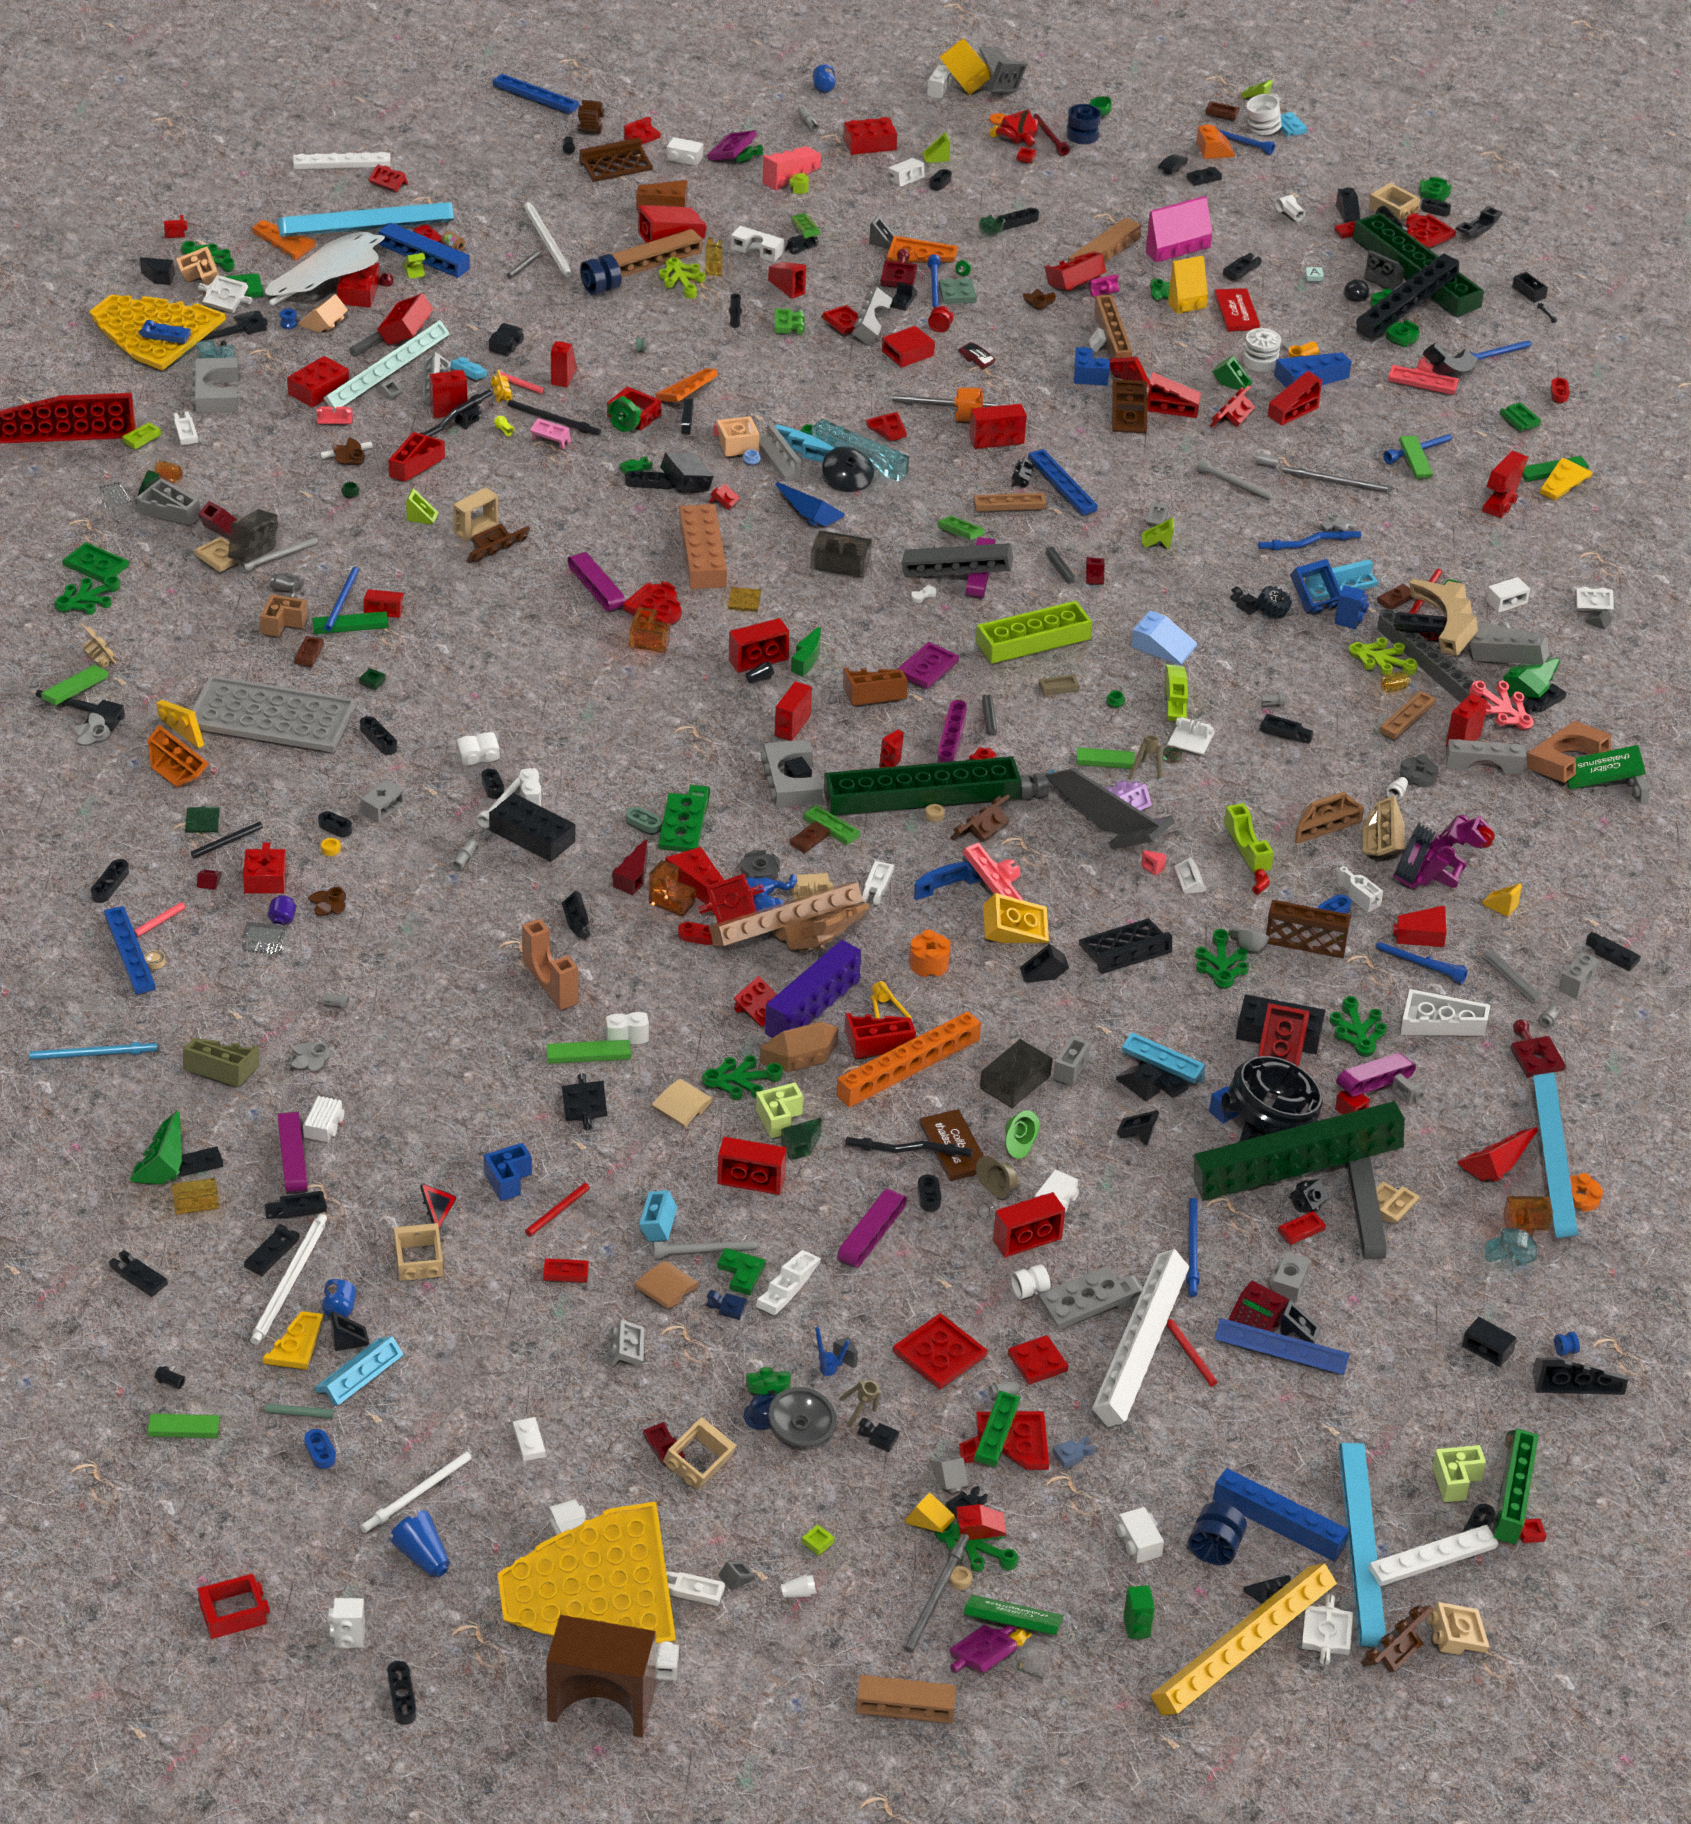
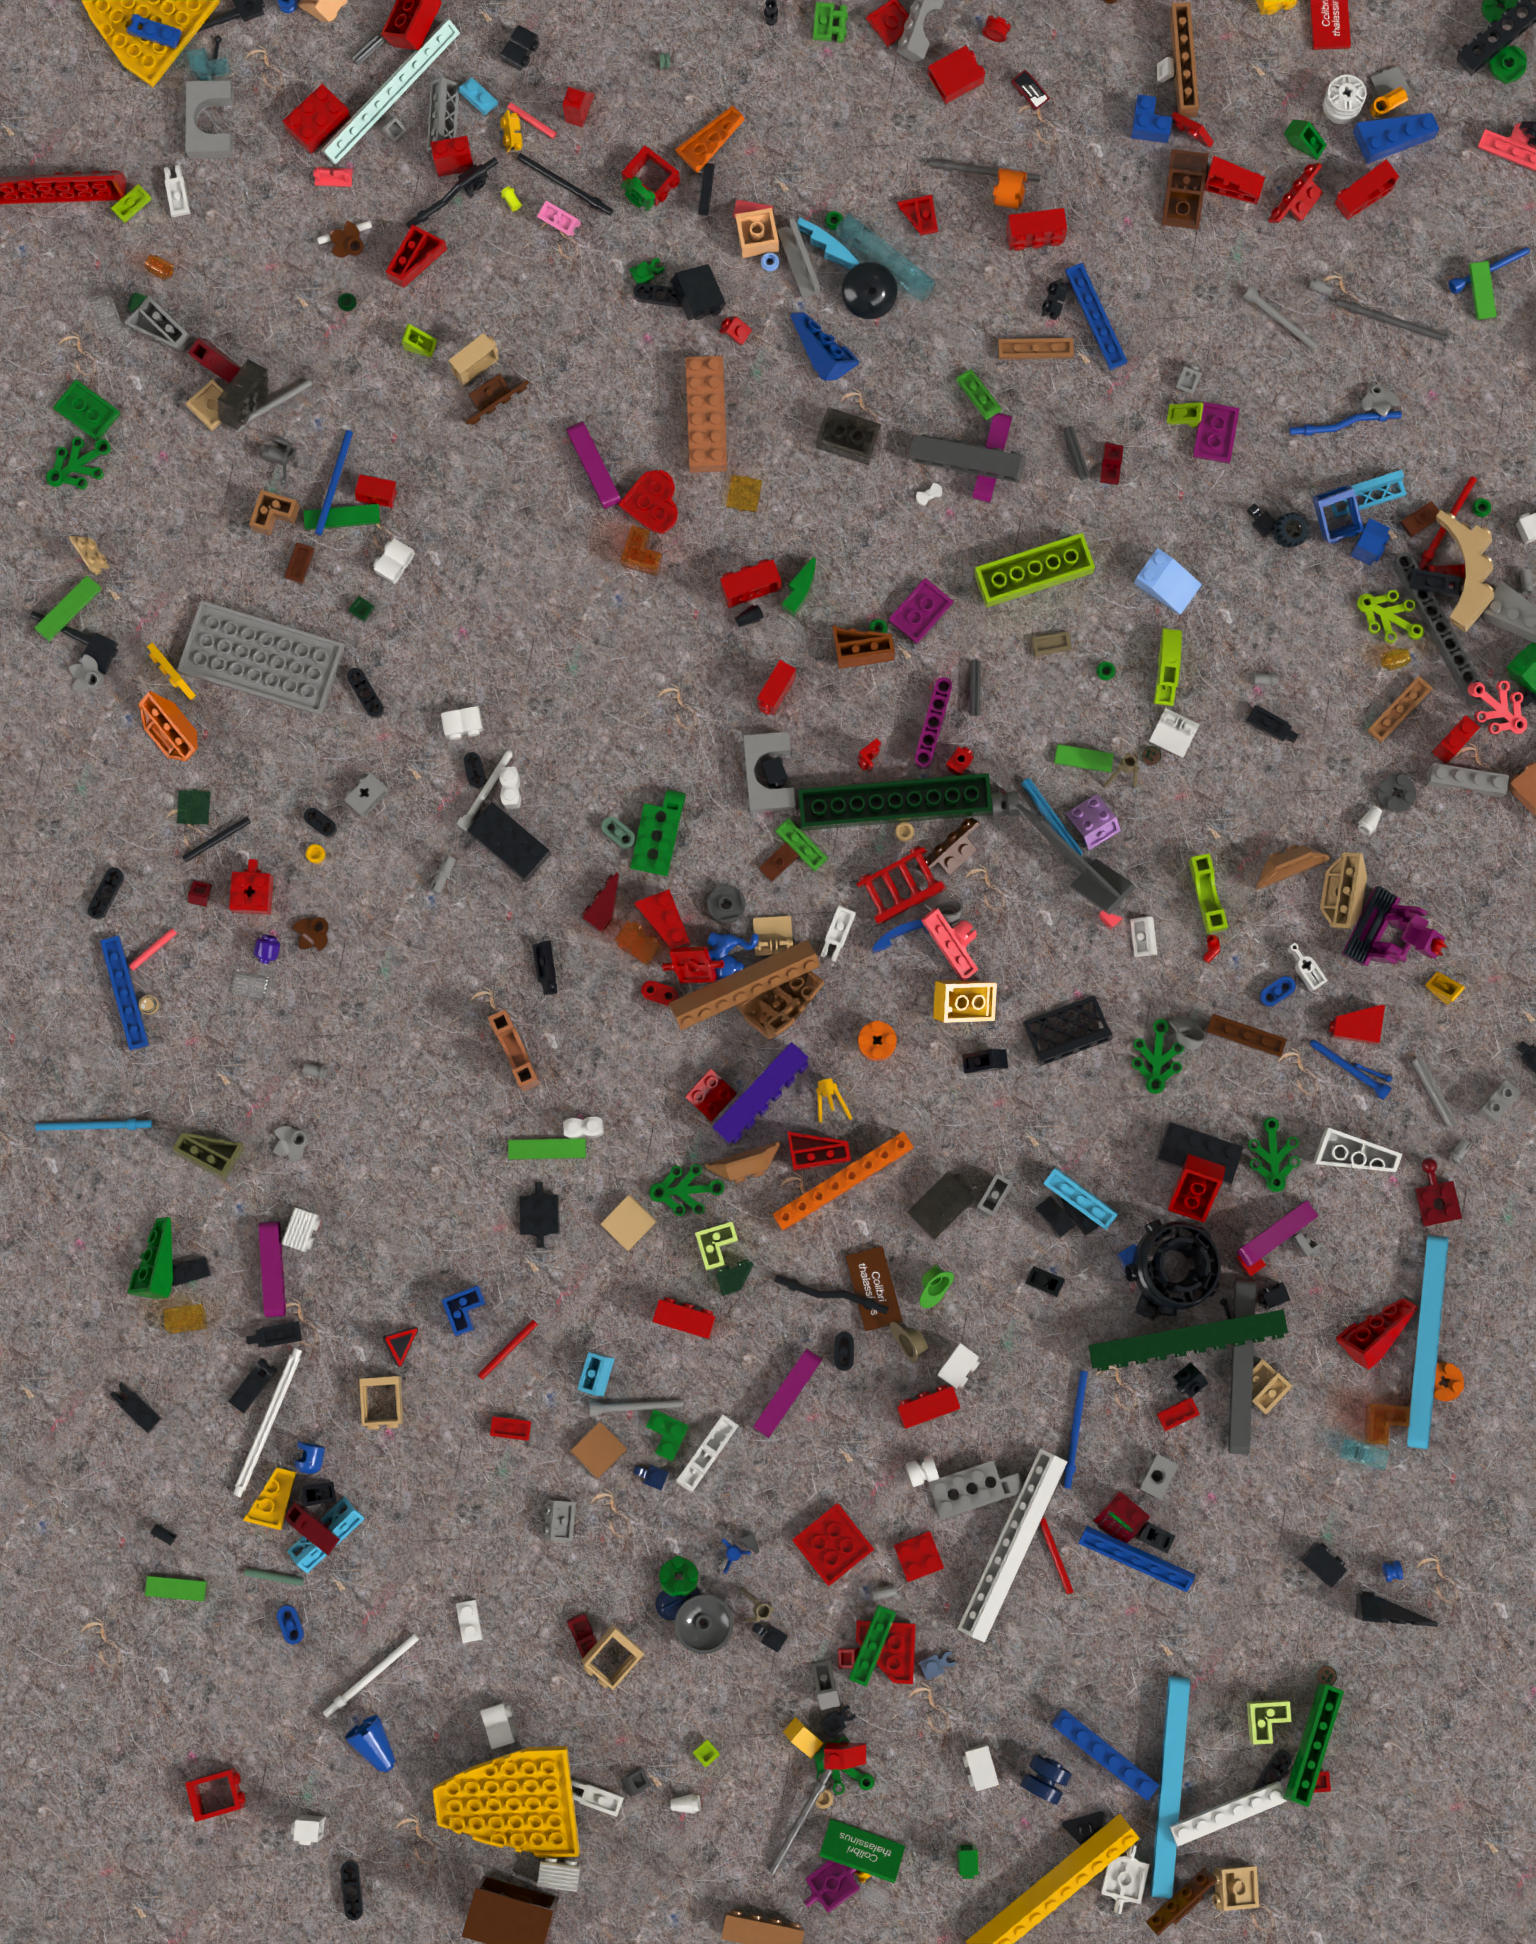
camera: 10 degrees right, 40 degrees up
(342, 1349) = (312, 1527): none -> dark red slope
(403, 646) = (393, 561): none -> white brick
(938, 856) = (901, 904): none -> red fence
(1190, 548) = (1216, 433): none -> magenta plate

